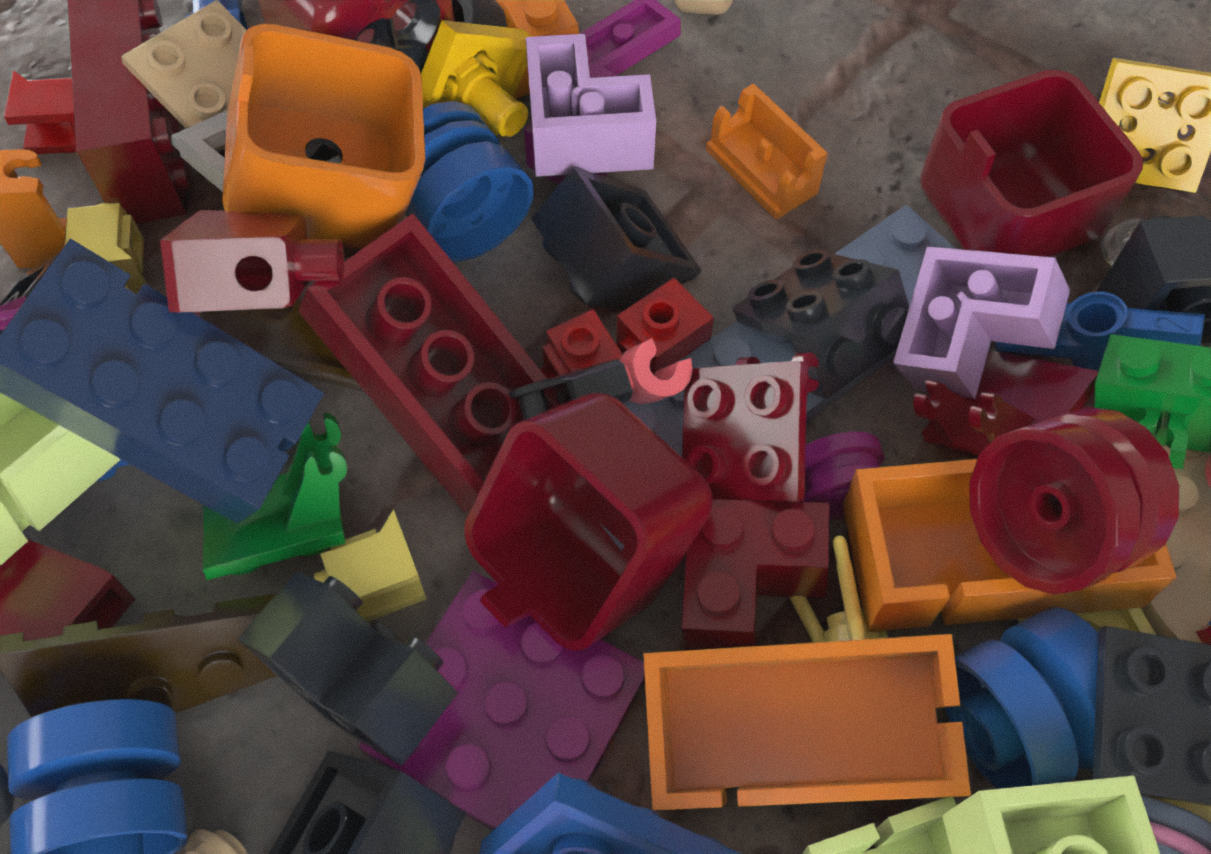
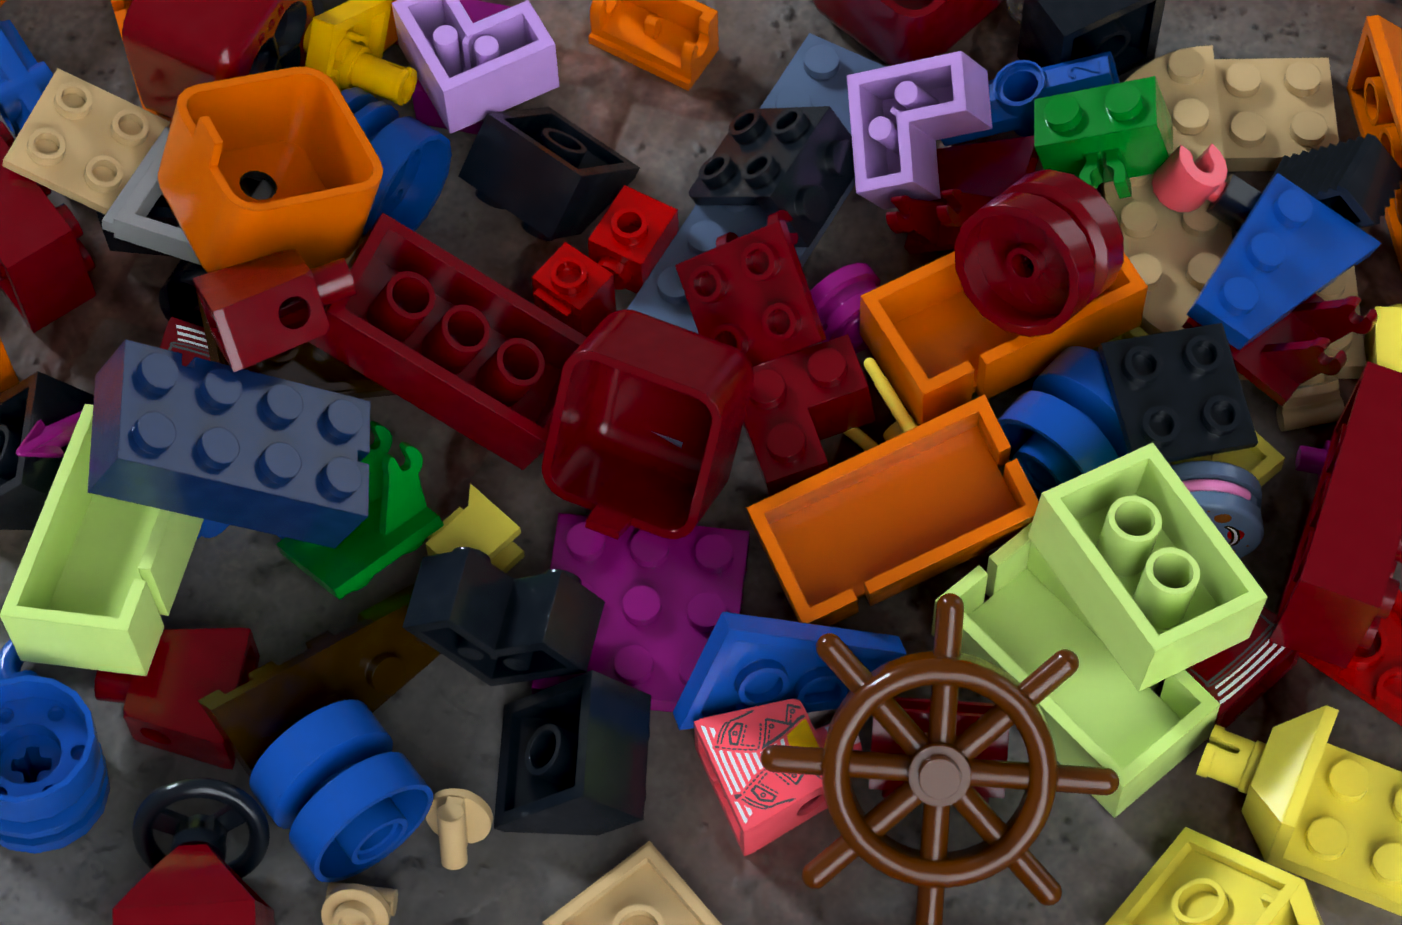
camera: 20 degrees left, 0 degrees up
(112, 236) = (51, 347): light yellow window -> none
(621, 378) = (625, 290): piece -> none

